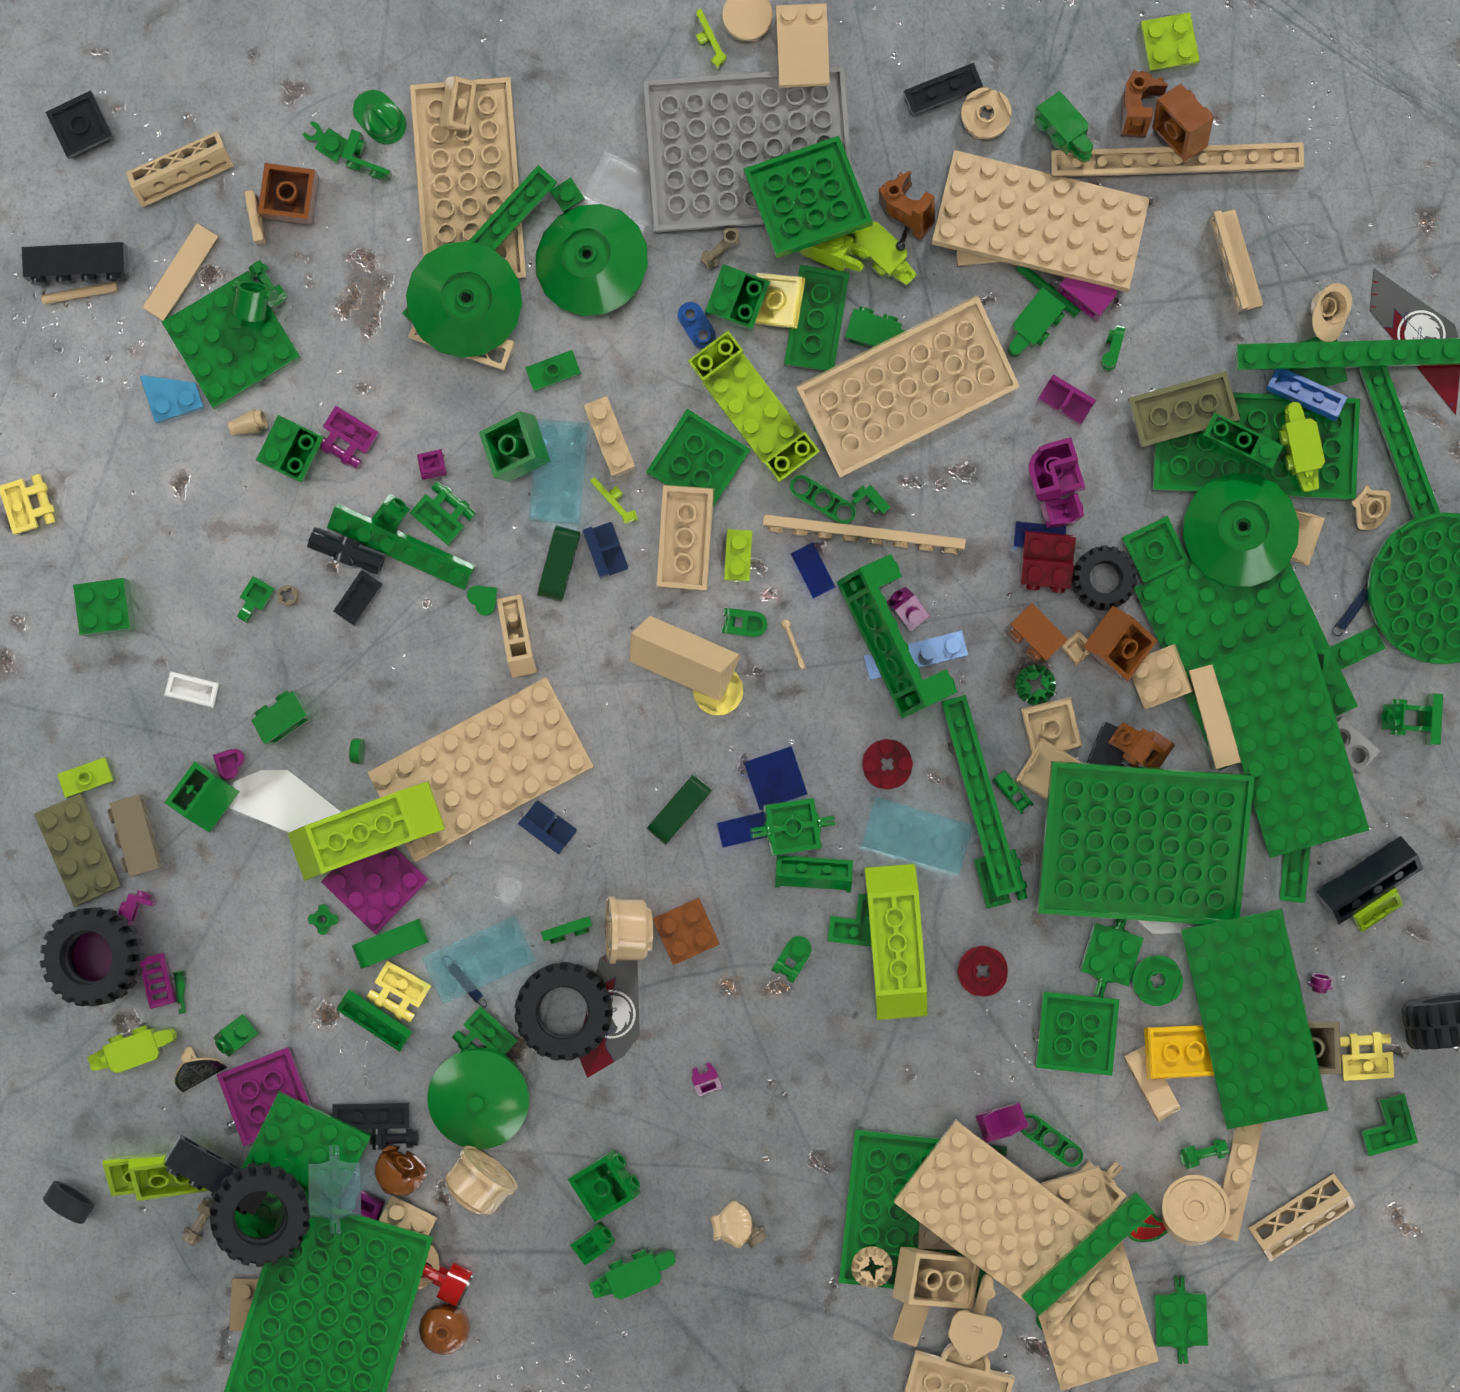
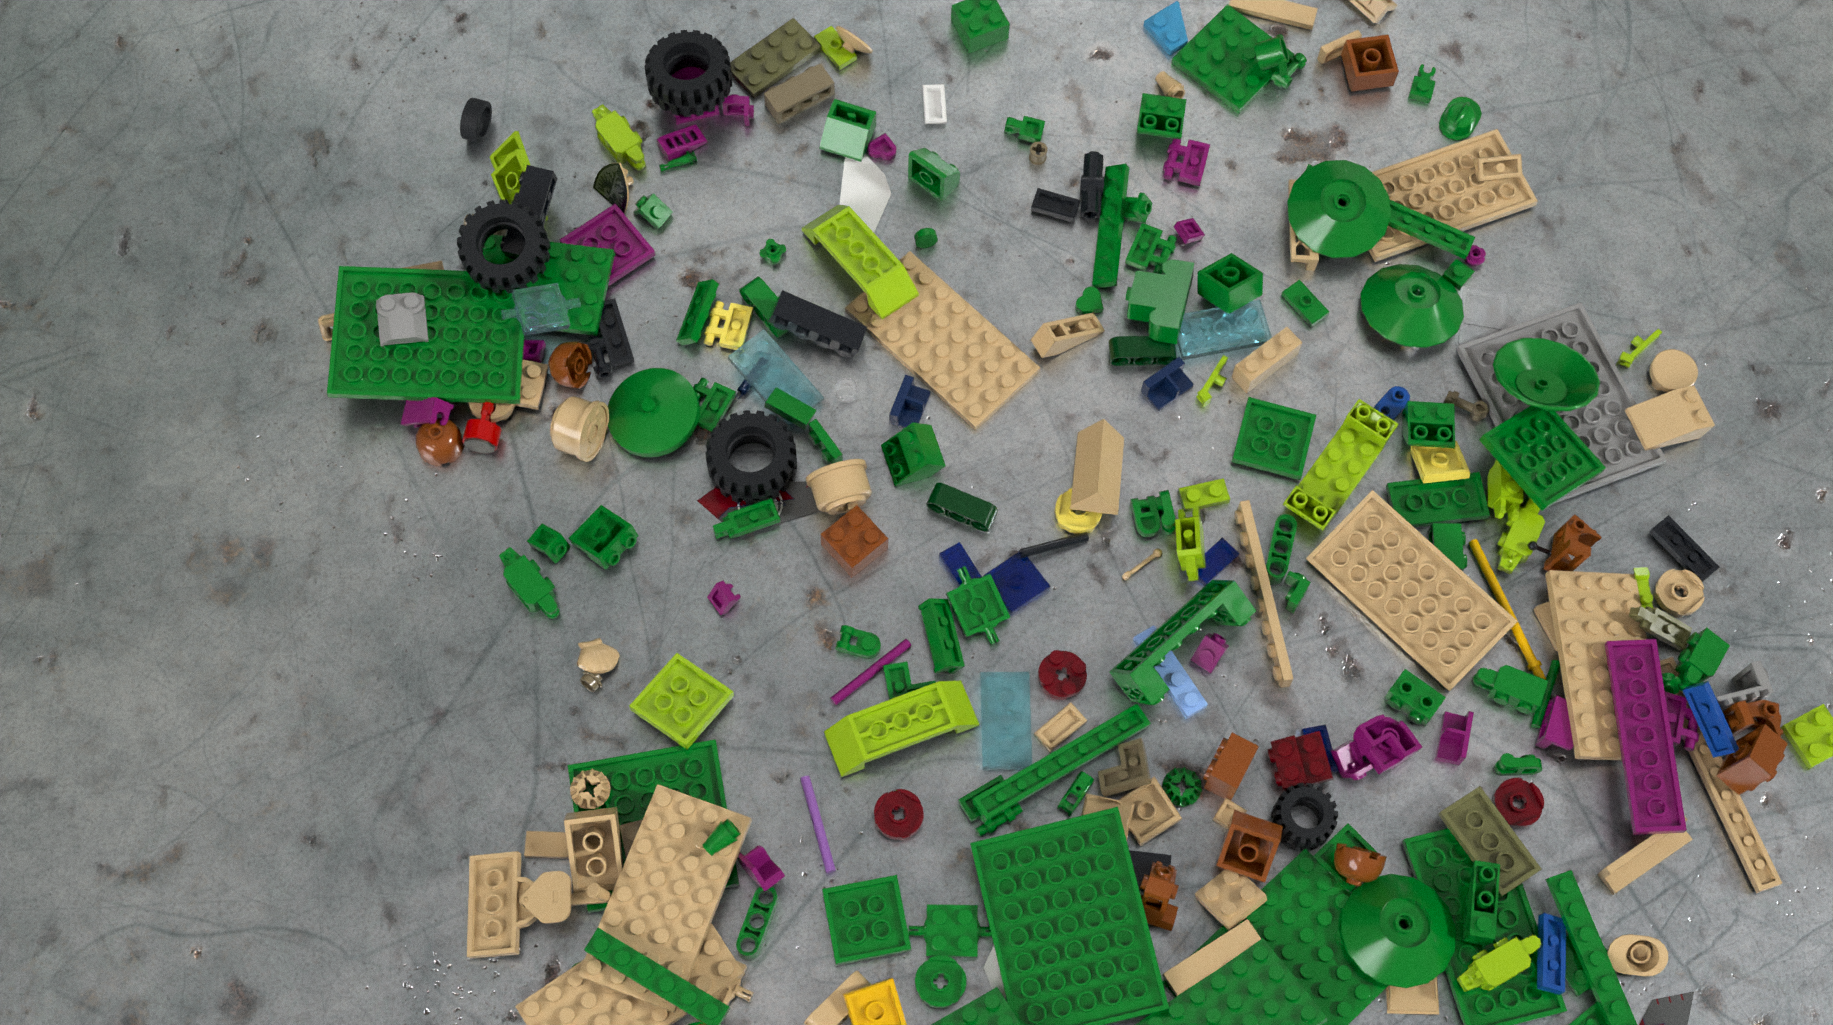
camera: 70 degrees right, 20 degrees down
(90, 757) = (852, 42): none -> tan dish
(308, 1340) = (402, 319): none -> light grey slope
(354, 147) = (1426, 102): green bracket -> none
(376, 886) = (818, 279): magenta plate -> none
(416, 1337) = (425, 411): none -> magenta hinge
(432, 899) = (817, 324): none -> black brick
(510, 524) = (1161, 299): none -> green brick
(519, 954) = (790, 408): none -> green slope
(556, 164) = (1474, 261): none -> magenta plate
(606, 841) = (913, 454): none -> green slope
(628, 1032) = (747, 520): none -> green hinge
(685, 537) = (1204, 443): tan plate -> none
(714, 144) = (1546, 374): none -> green dish
(737, 600) = (1168, 518): none -> green plate
(748, 725) = (1053, 545): none -> black bar
(791, 590) = (1190, 543): none -> lime hinge
(805, 1152) = (681, 700): none -> lime plate
(827, 954) = (870, 672): none -> magenta bar
(940, 783) = (1060, 727): none -> tan tile
(948, 294) = (1533, 664): none -> yellow bar
(959, 144) = (1642, 576): none -> lime piece
(971, 1052) = (817, 824): none -> medium lavender bar
(971, 1154) = (721, 837): none -> green cone
(1010, 729) = (1130, 774): none -> dark tan plate
(1016, 424) = (1414, 698): none -> green brick
(1019, 148) = (1662, 626): none -> olive hinge
(1081, 171) = (1671, 683): none -> green plate
(1108, 86) = (1751, 686): none -> light grey plate
(1116, 182) = (1677, 712): none -> magenta plate
(1129, 218) = (1645, 737): none -> magenta plate
(1133, 146) = (1710, 719): none -> blue plate
(1159, 352) = (1524, 791): none -> dark red plate
(1168, 545) = (1358, 864): none -> dark orange cylinder

